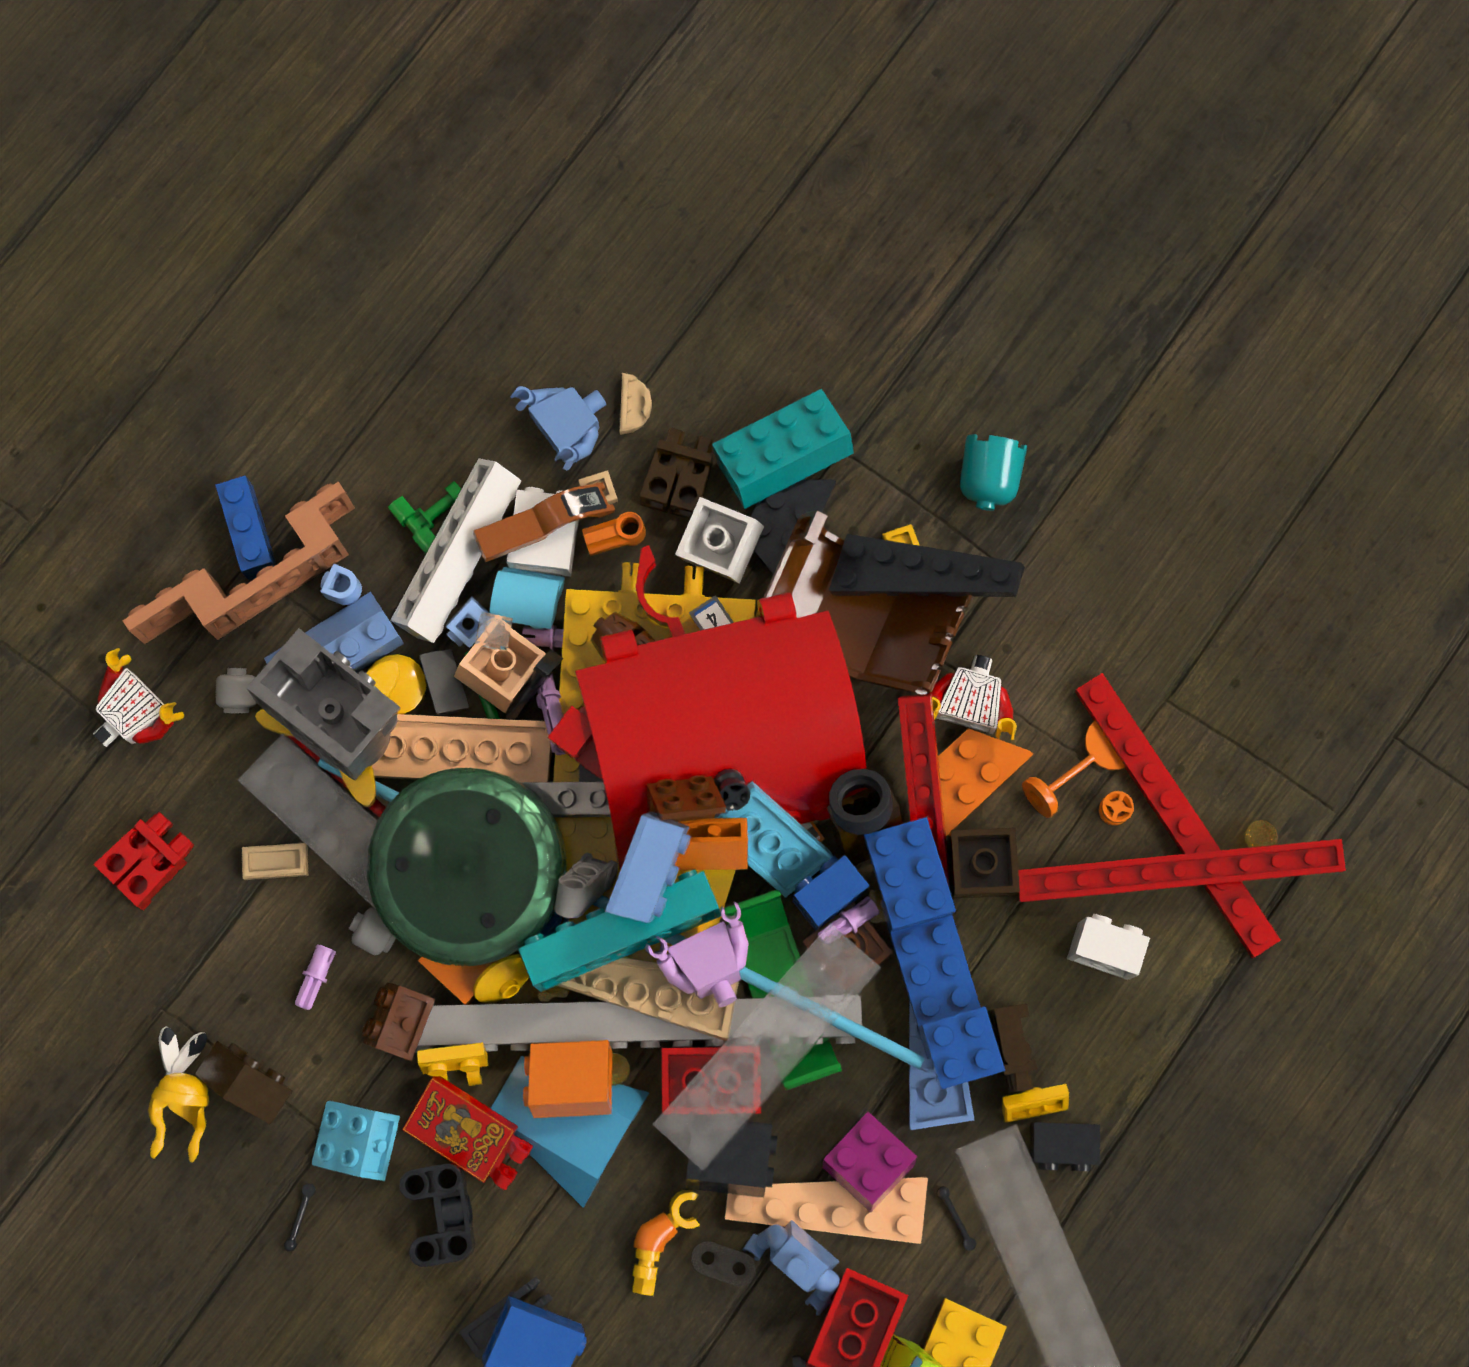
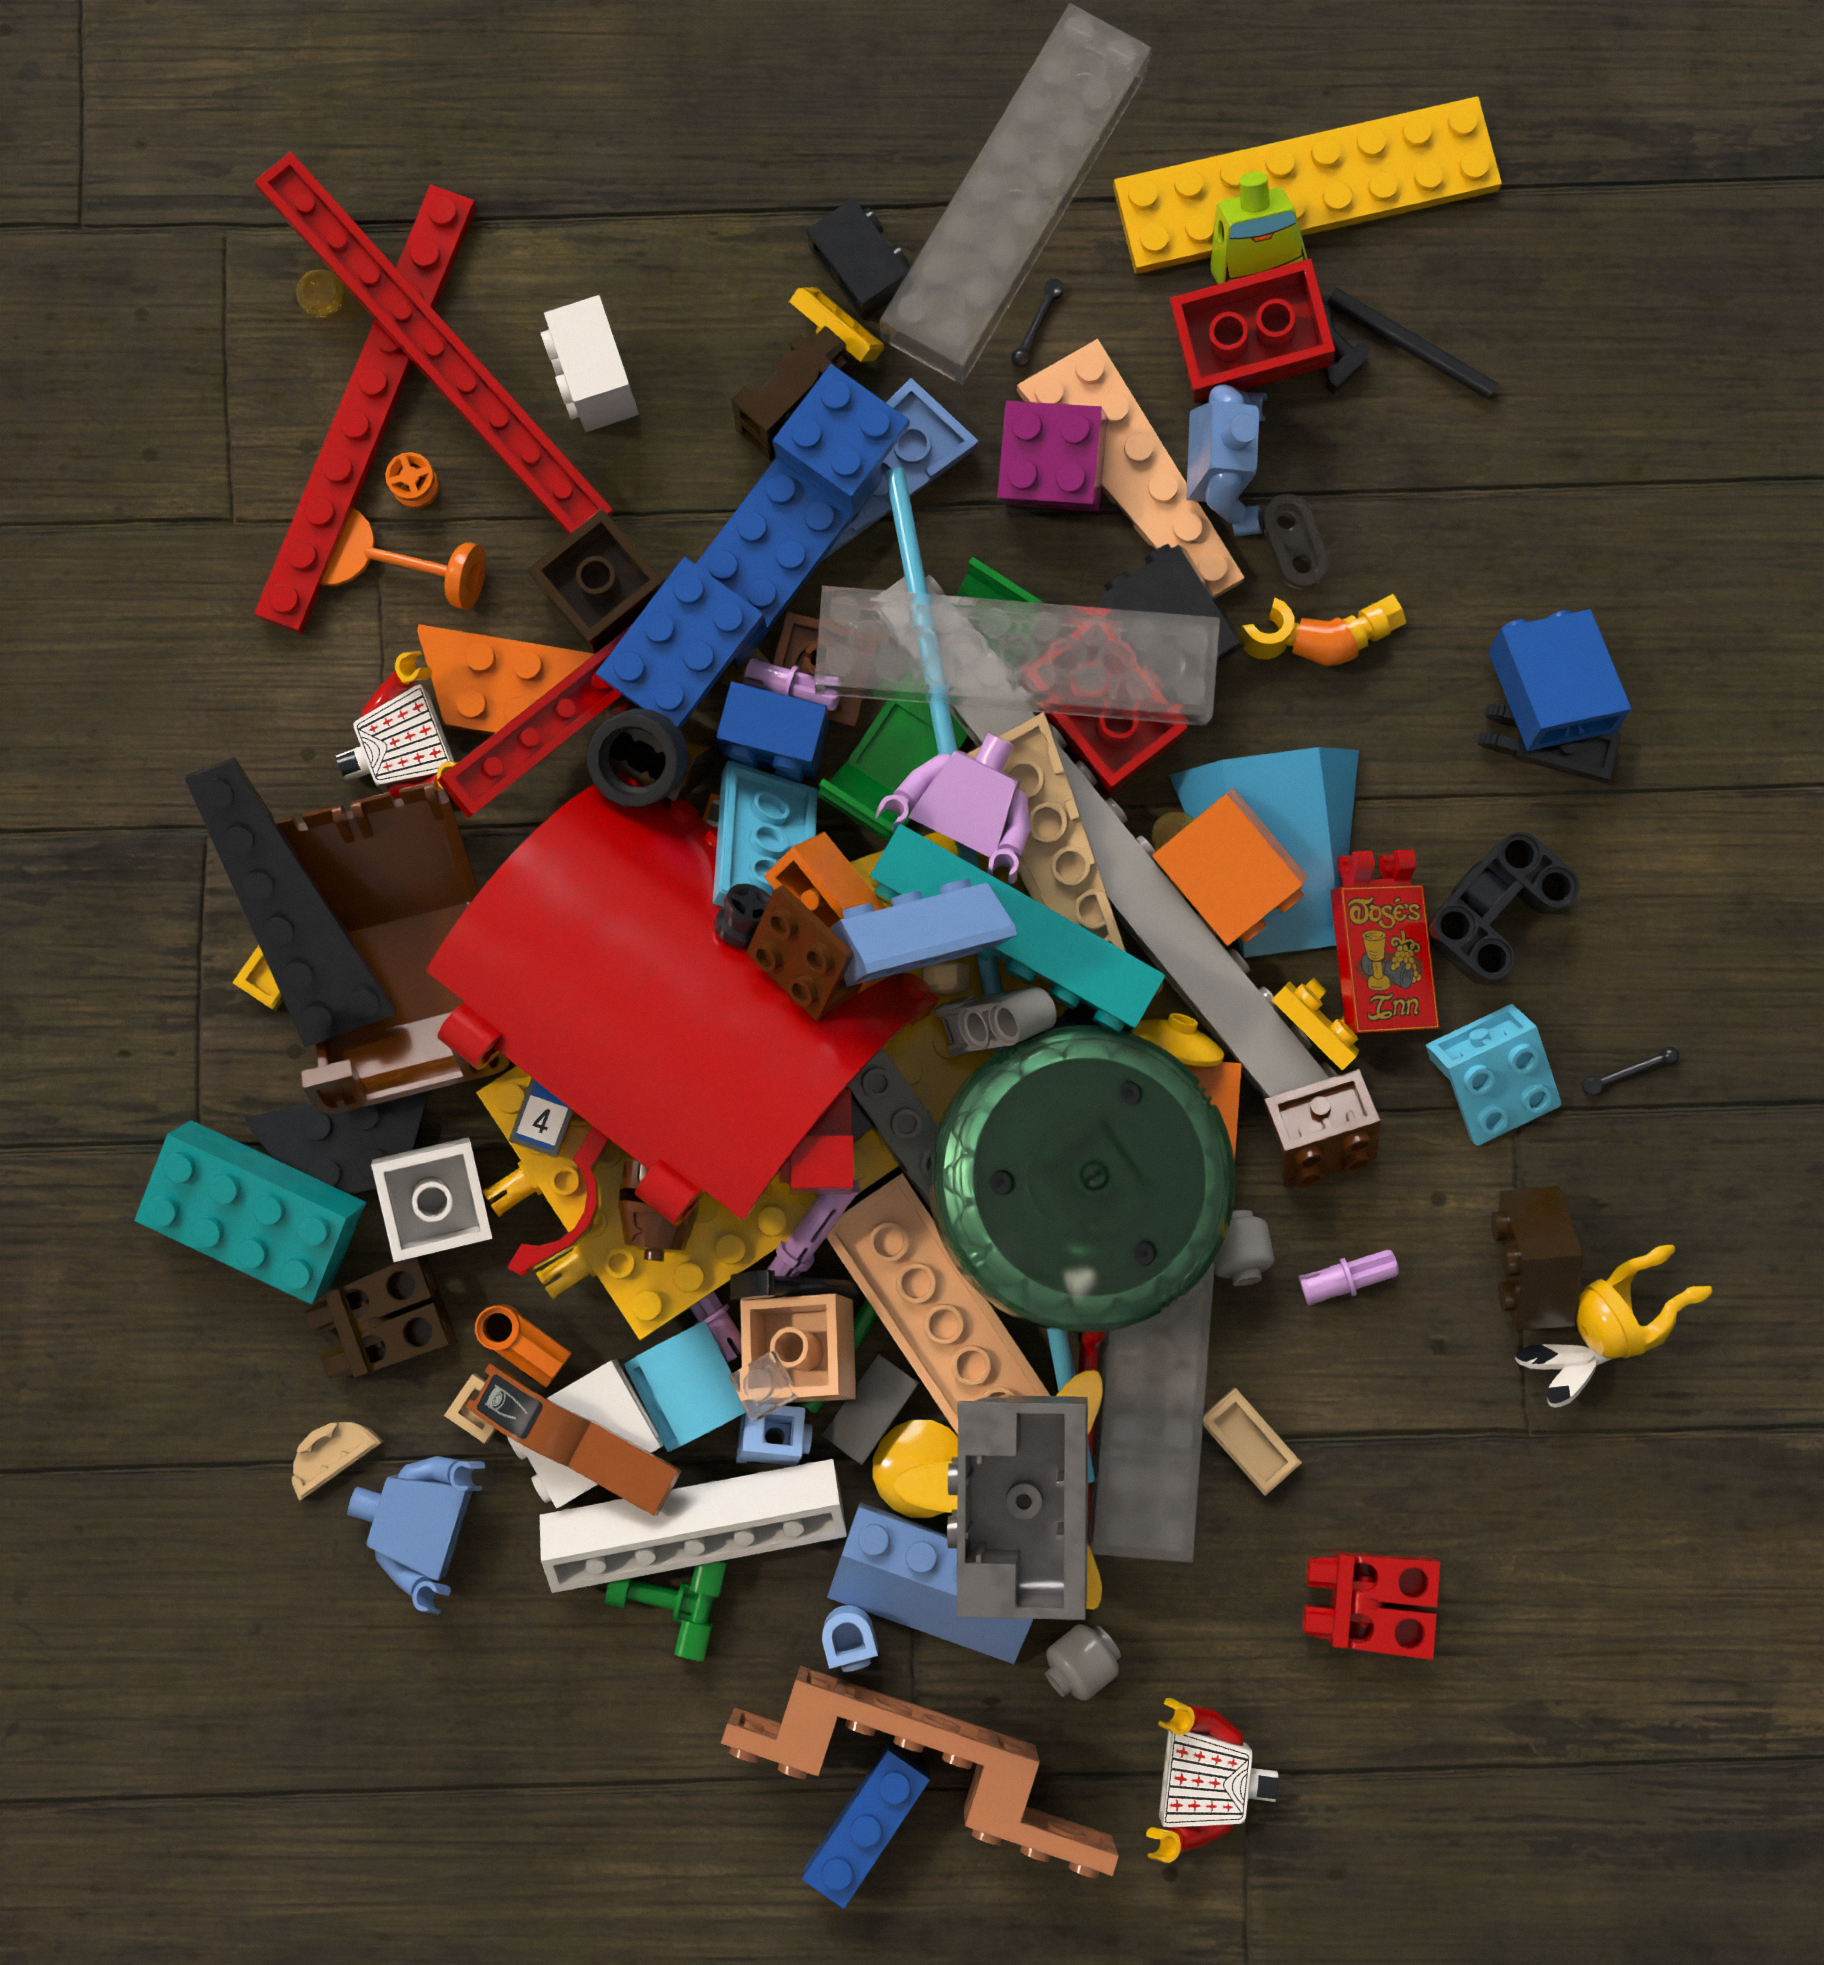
camera: 125 degrees left, 5 degrees up
(991, 470) = (89, 928): teal cylinder -> none

